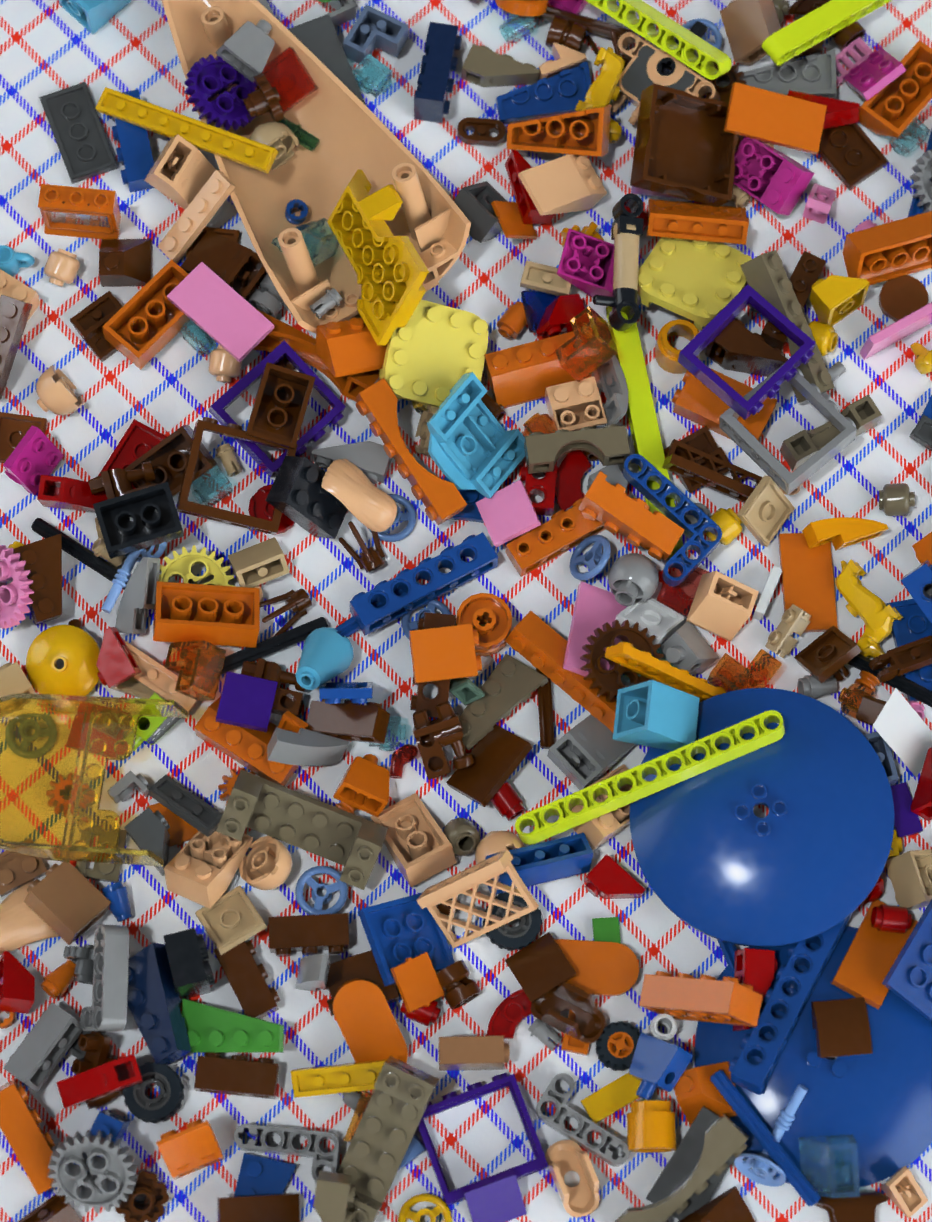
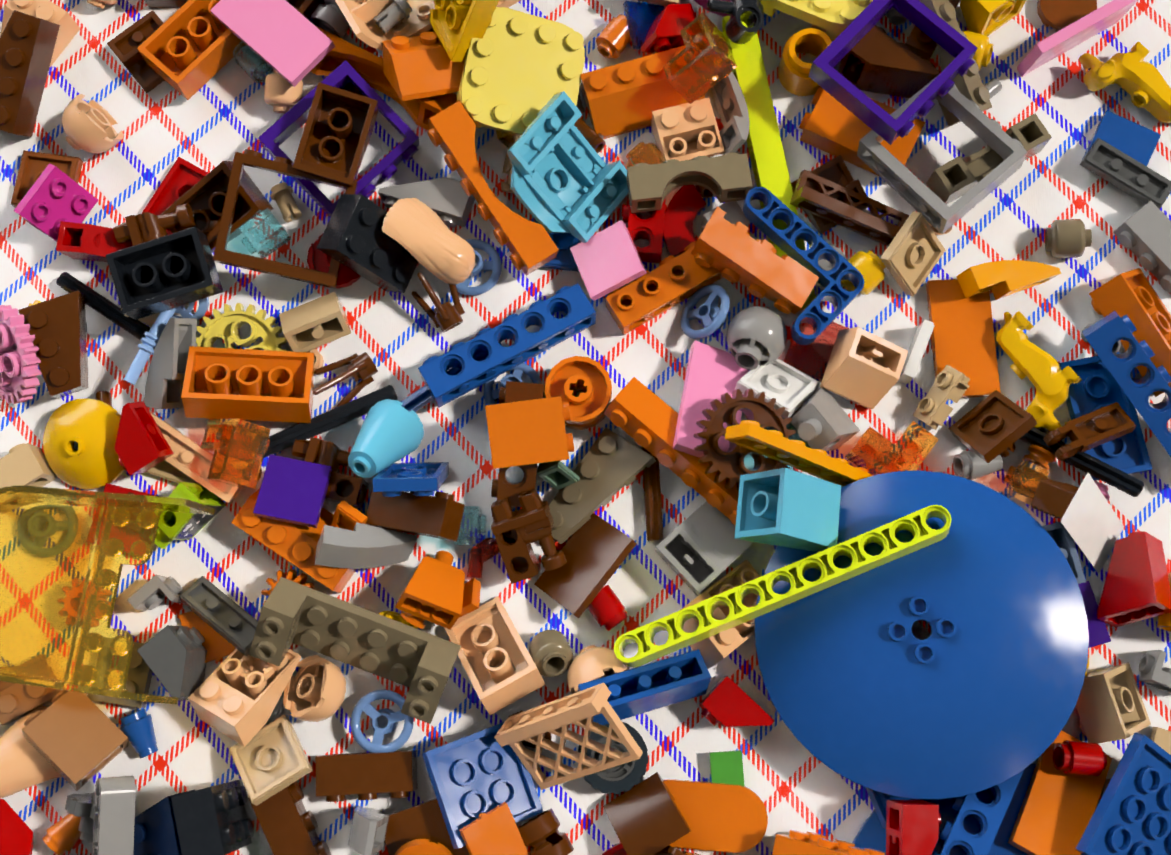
camera: 10 degrees right, 5 degrees up
(394, 792) = (471, 596): none -> orange tile

